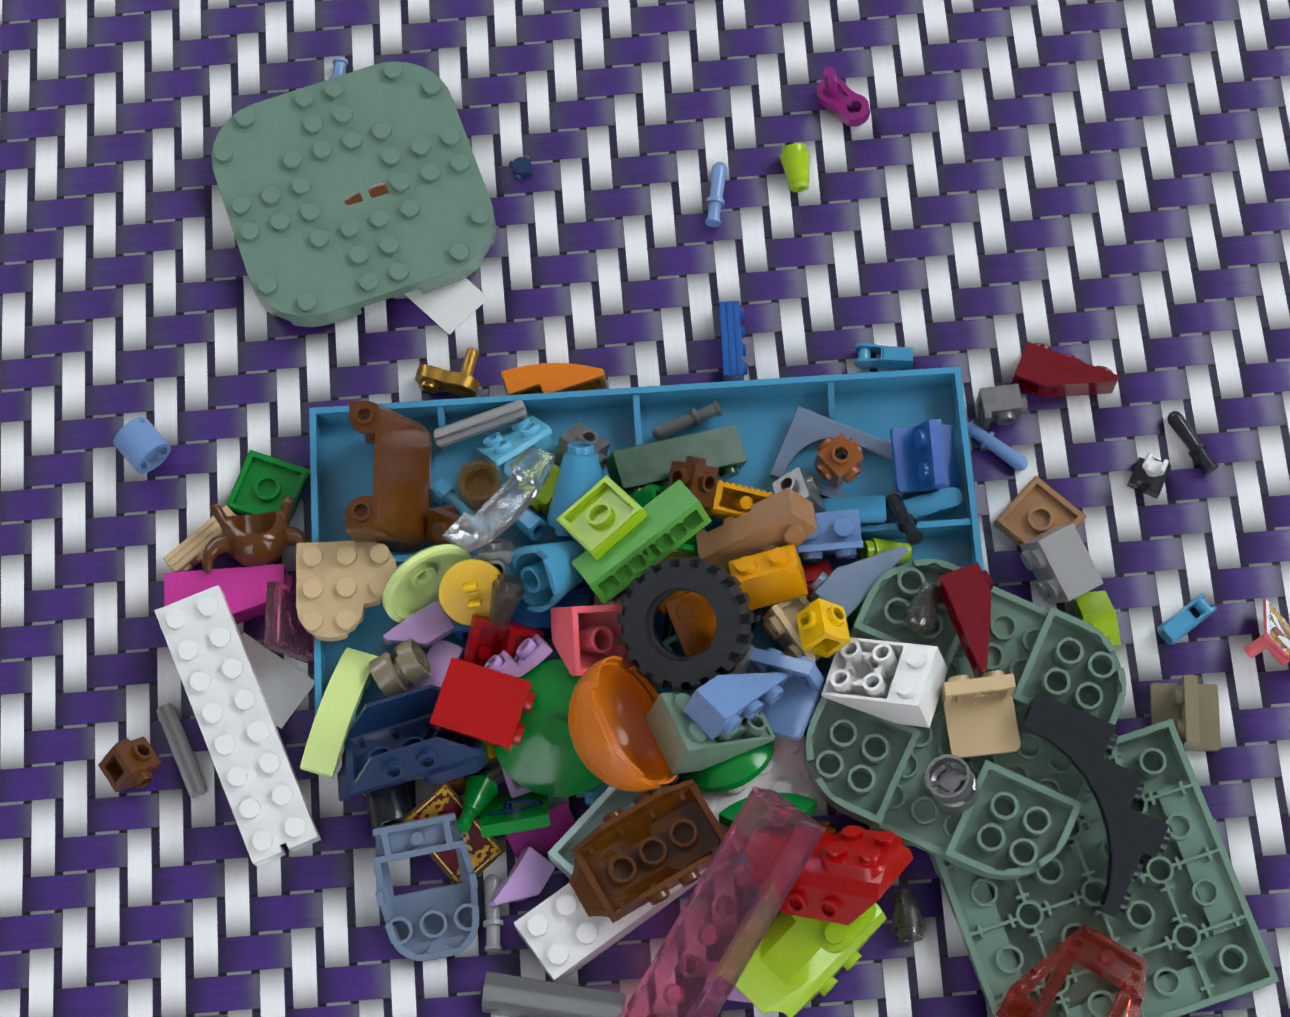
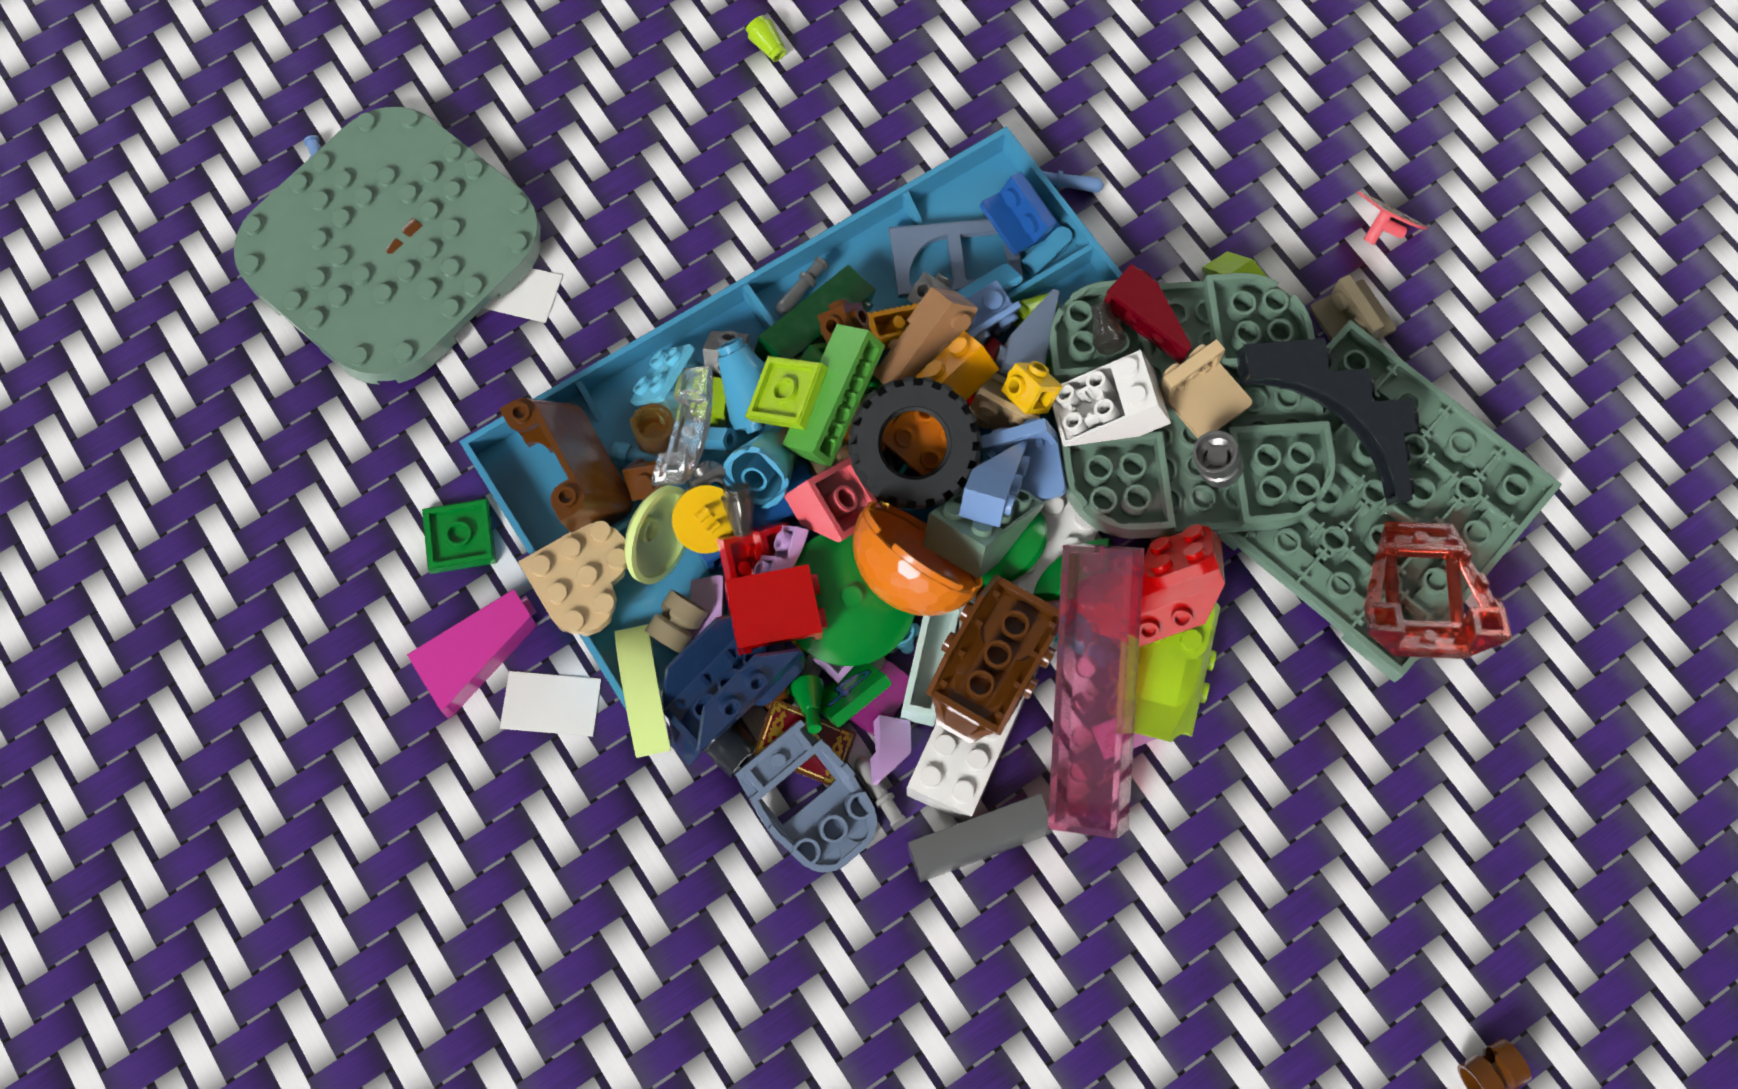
camera: 30 degrees left, 0 degrees up
(130, 764) = (473, 841): reddish brown brick -> none
(142, 445) = (319, 554): medium blue piece -> none
(181, 750) = (512, 804): light grey axle -> none
(190, 551) = (425, 610): tan piece -> none
(237, 725) = (554, 750): white piece -> none
(253, 538) = (472, 581): reddish brown piece -> none
(282, 625) = (548, 643): clear pink tile -> none
(424, 627) = (676, 573): lavender slope -> none
(461, 384) = (557, 363): pearl gold piece -> none
(480, 423) = (622, 378): light grey axle -> none
(522, 167) = (528, 152): dark blue piece -> none
(552, 378) = (660, 310): orange slope -> none
(716, 201) = (713, 98): medium blue piece -> none
(731, 341) = (796, 204): blue piece -> none
(836, 470) = (952, 251): dark orange brick -> none
(890, 356) = (936, 154): dark azure bar -> none
(905, 522) = (1040, 272): black piece -> none
(907, 918) = (1236, 603): clear smoke cone -> none
(1000, 405) = (1053, 145): flat silver brick -> none
(1036, 511) = (1140, 223): medium nougat tile -> none
(1059, 375) = (1080, 100): dark red slope -> none
(1060, 564) = (1185, 242): light grey brick -> none
(1149, 475) = (1207, 141): black piece -> none
(1184, 621) = (1305, 242): dark azure bar -> none
(1188, 437) = (1217, 97): black piece -> none

